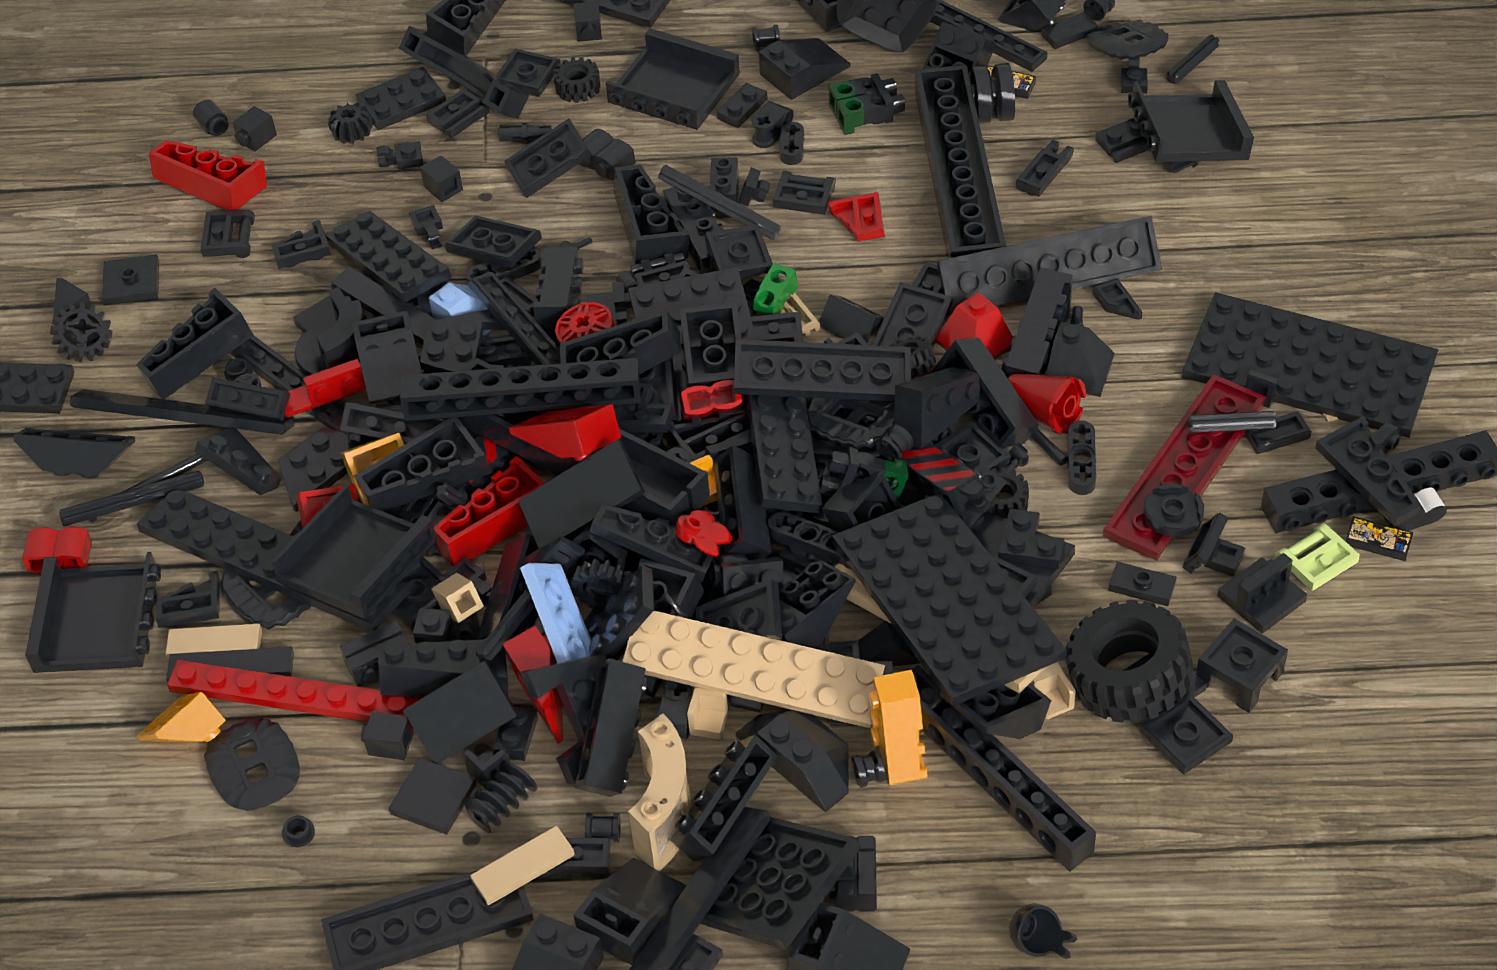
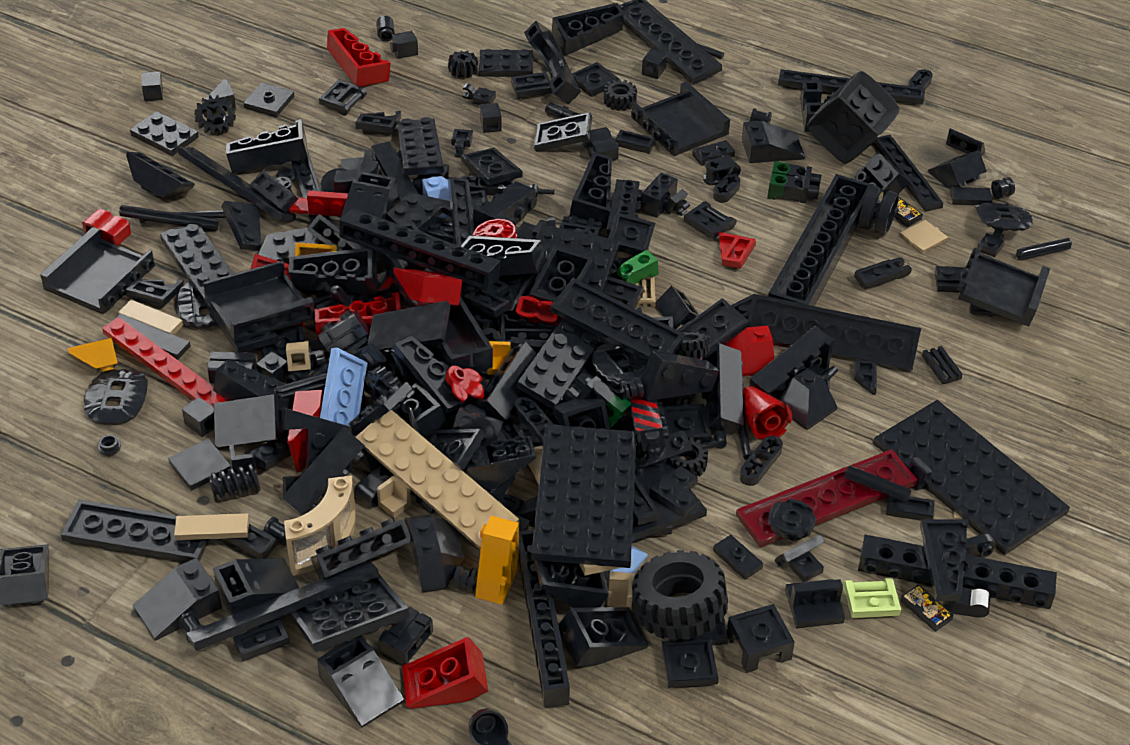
camera: 25 degrees right, 5 degrees down
(492, 540) = (344, 332): none -> black brick
(640, 131) = (635, 141): none -> black tile
(718, 201) = (644, 200): black axle -> none
(936, 896) = (446, 676): none -> red slope
(1053, 102) = (923, 236): none -> tan piece
(1071, 752) = (600, 634): none -> black slope
(1190, 245) = (945, 364): none -> black tile

